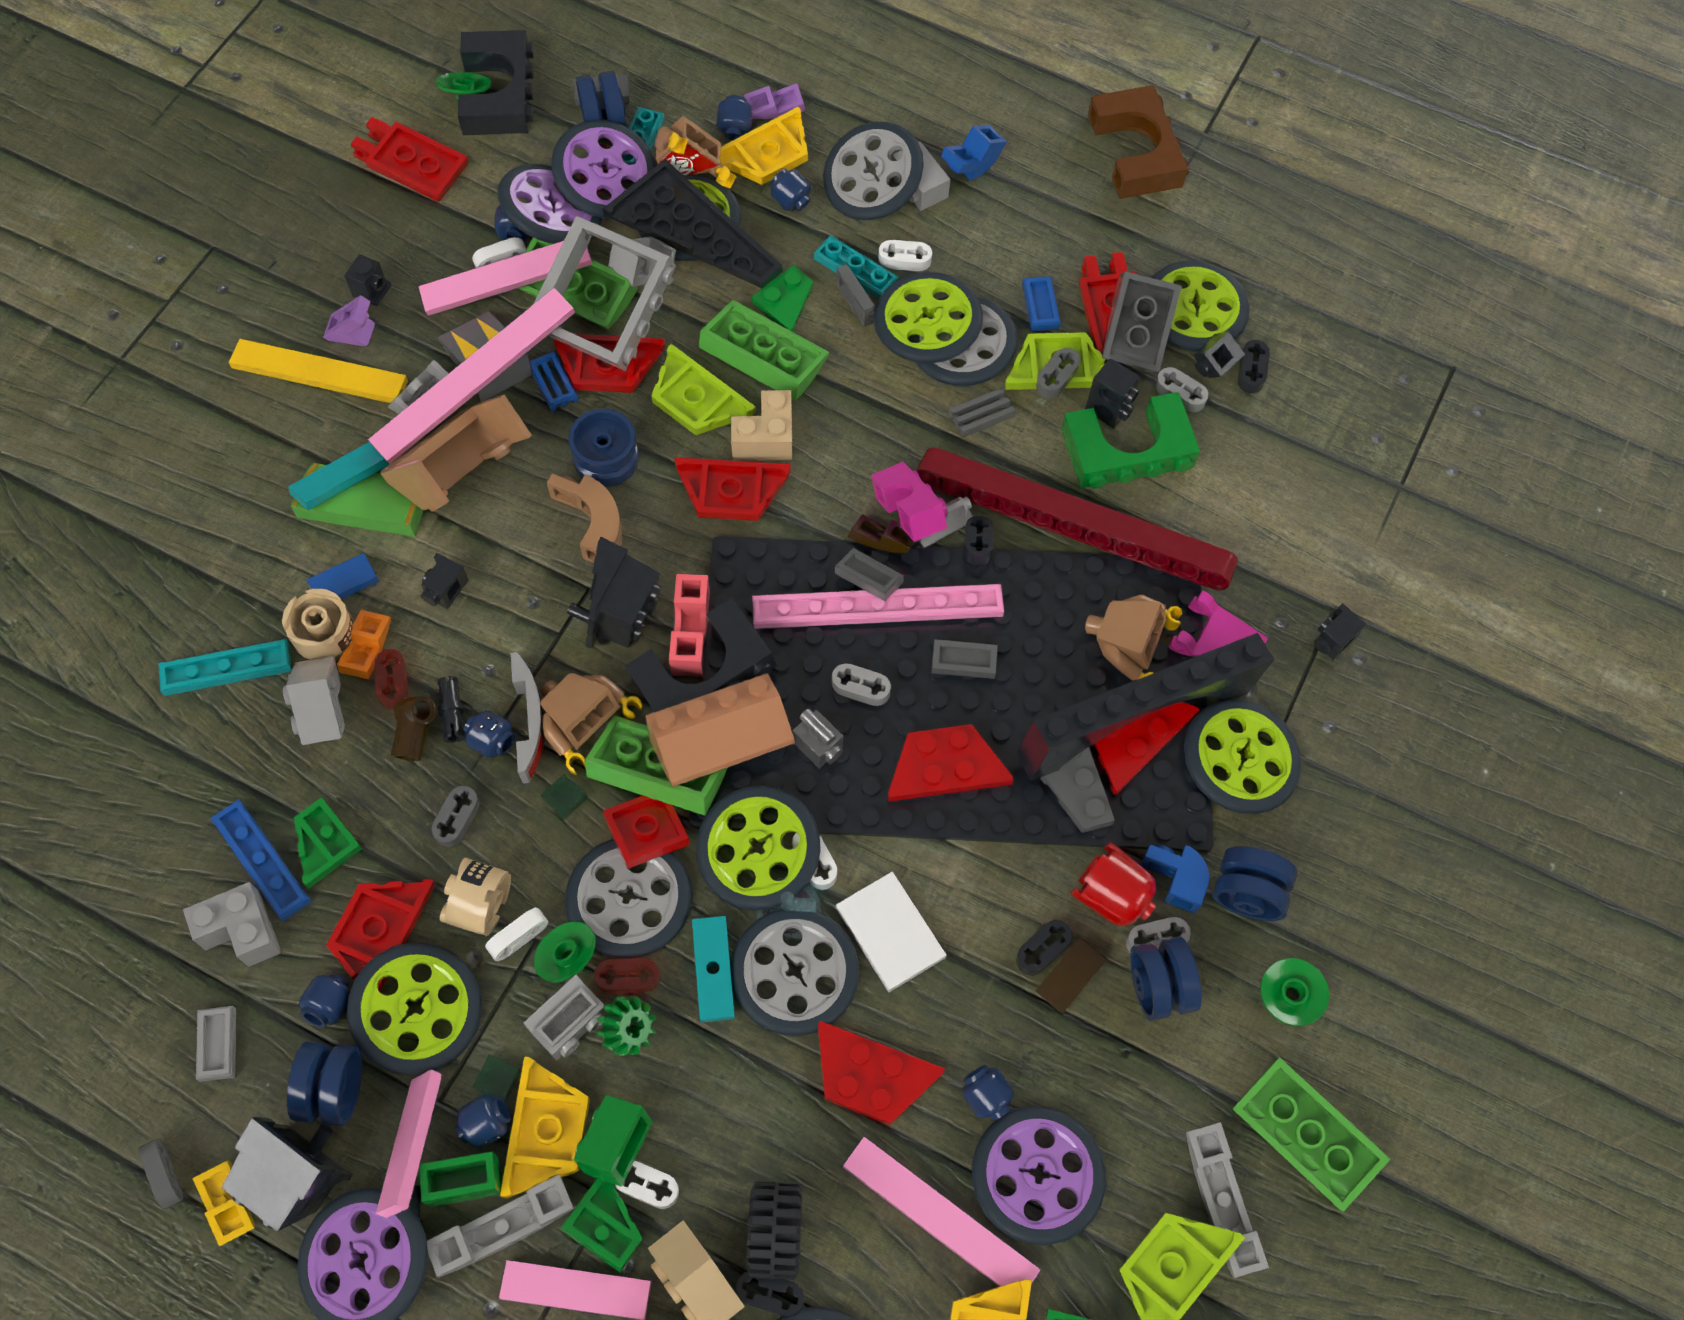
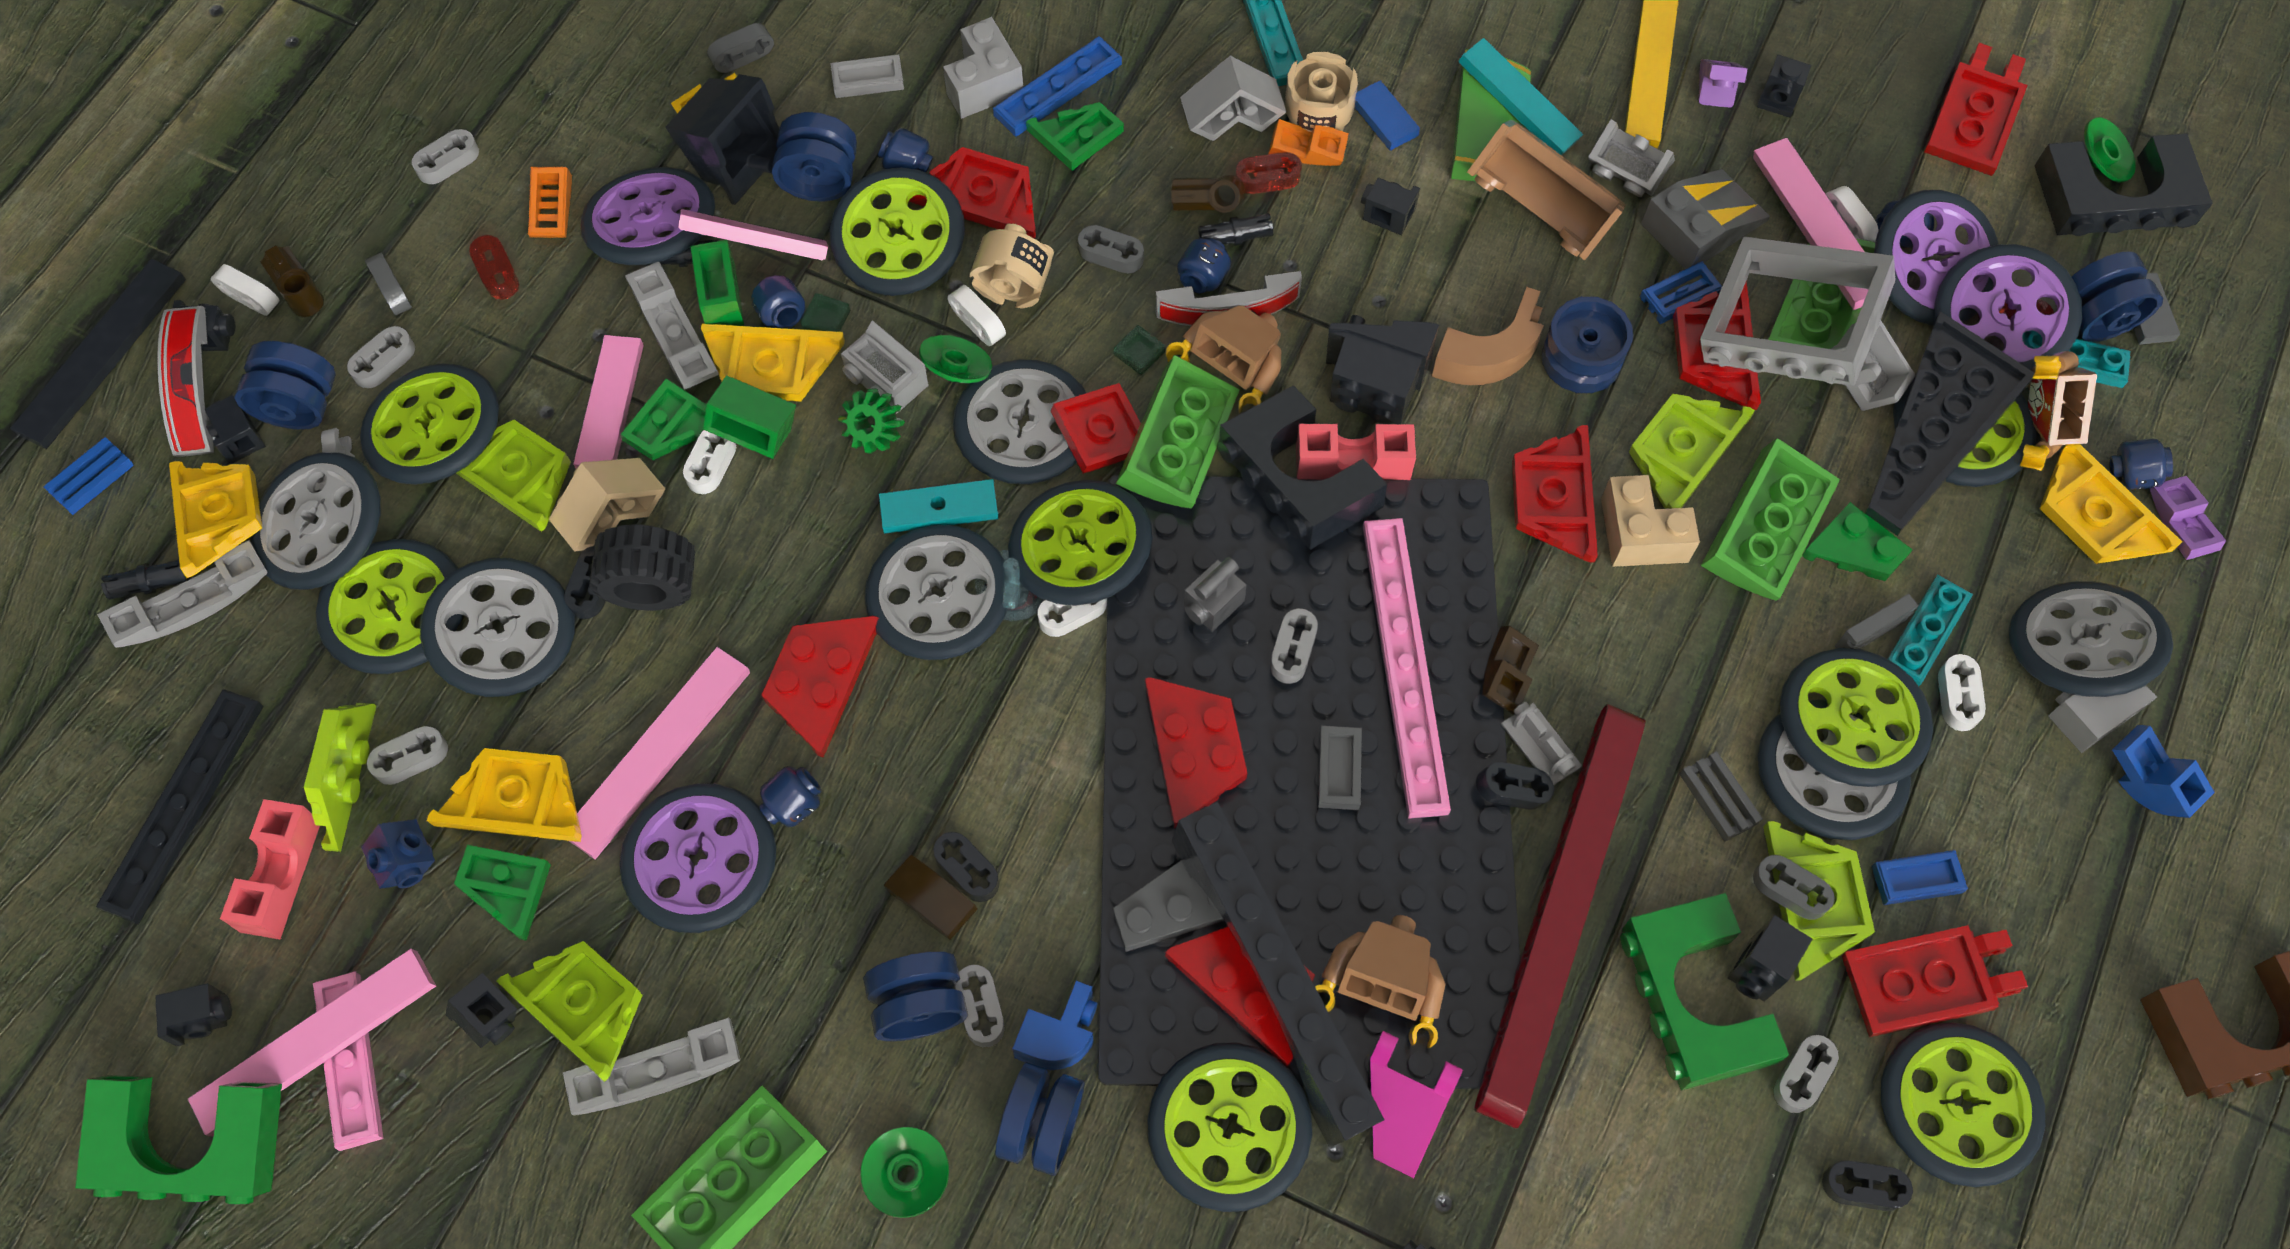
camera: 90 degrees right, 0 degrees up
(471, 376) = (1660, 193): bright pink tile -> none
(627, 967) = (941, 425): clear red beam -> none
(719, 729) = (1214, 483): nougat slope -> none
(790, 190) = (2034, 539): dark blue head -> none
(869, 574) = (1445, 648): dark grey tile -> none
(890, 931) = (985, 693): white tile -> none
(918, 507) = (1538, 697): dark pink arch -> none
(1117, 887) = (1035, 945): red cylinder -> none
(1140, 321) = (1902, 1002): dark grey slope -> none
(1225, 355) = (1871, 1140): brick -> none

